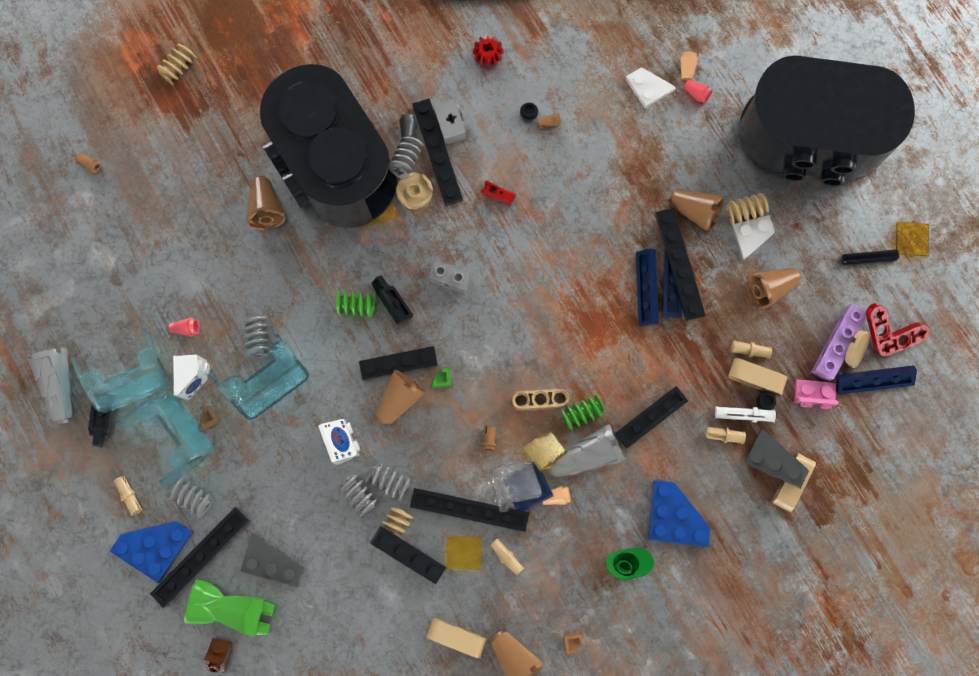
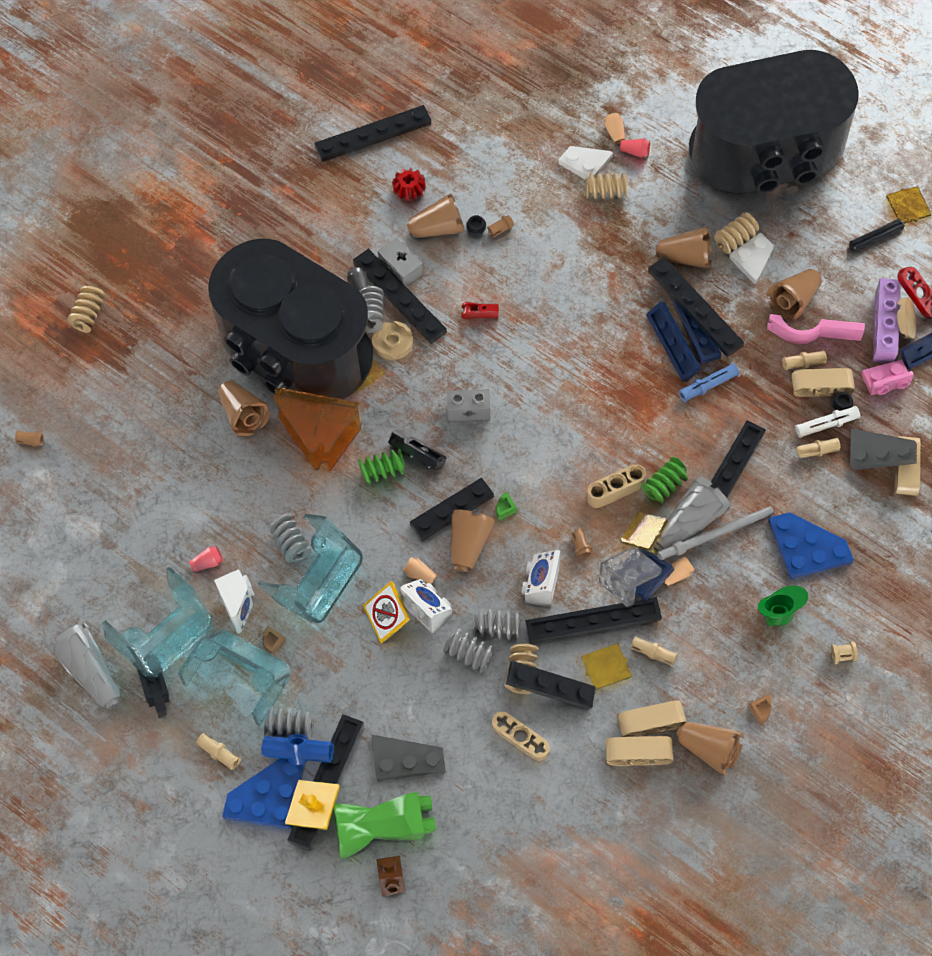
camera: 25 degrees left, 15 degrees down
(179, 575) = (312, 804): none -> yellow piece
(186, 523) = (297, 749): none -> blue piece
(305, 434) = (386, 612): none -> piece
(317, 248) = (319, 424): none -> clear orange ladder
(348, 408) = (418, 570): none -> light nougat cone
(371, 599) = (537, 741): none -> tan beam
(442, 458) = (542, 578): none -> white slope
(478, 616) = (651, 719): none -> tan beam
(497, 95) = (437, 219): none -> medium nougat cone
(566, 479) = (680, 547): none -> light grey bar
(637, 340) = (701, 386): none -> medium blue pin
(655, 118) = (606, 185): none -> tan piece
(662, 625) = (844, 652): none -> tan bush
(782, 328) = (825, 329): none -> bright pink piece

